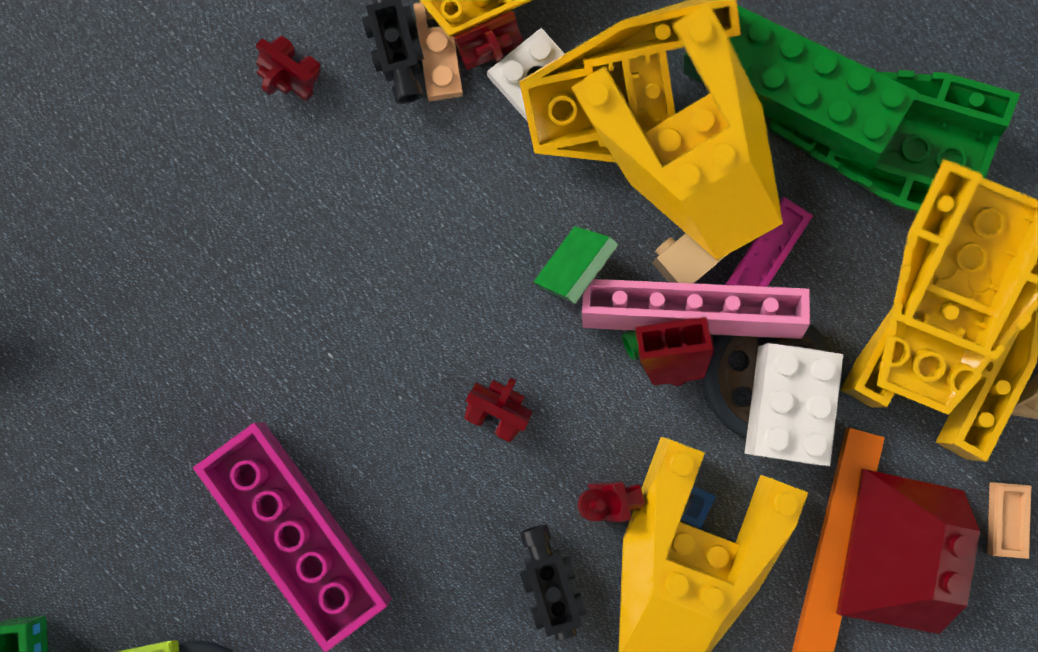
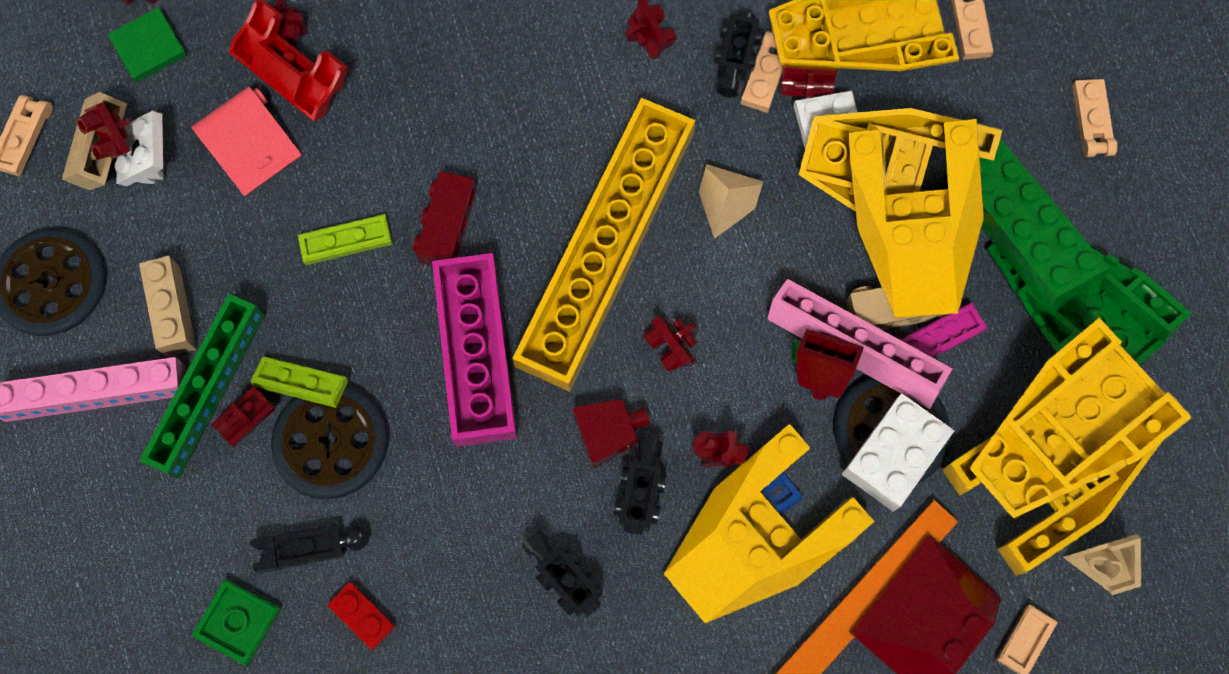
camera: 35 degrees right, 10 degrees down
(85, 483) = (344, 239): none -> lime tile
(181, 405) = (445, 218): none -> dark red brick
(369, 341) = (604, 245): none -> yellow brick
(471, 216) = (727, 197): none -> tan slope
(481, 539) = (608, 429): none -> dark red torso
(575, 264) = (786, 267): green tile -> none

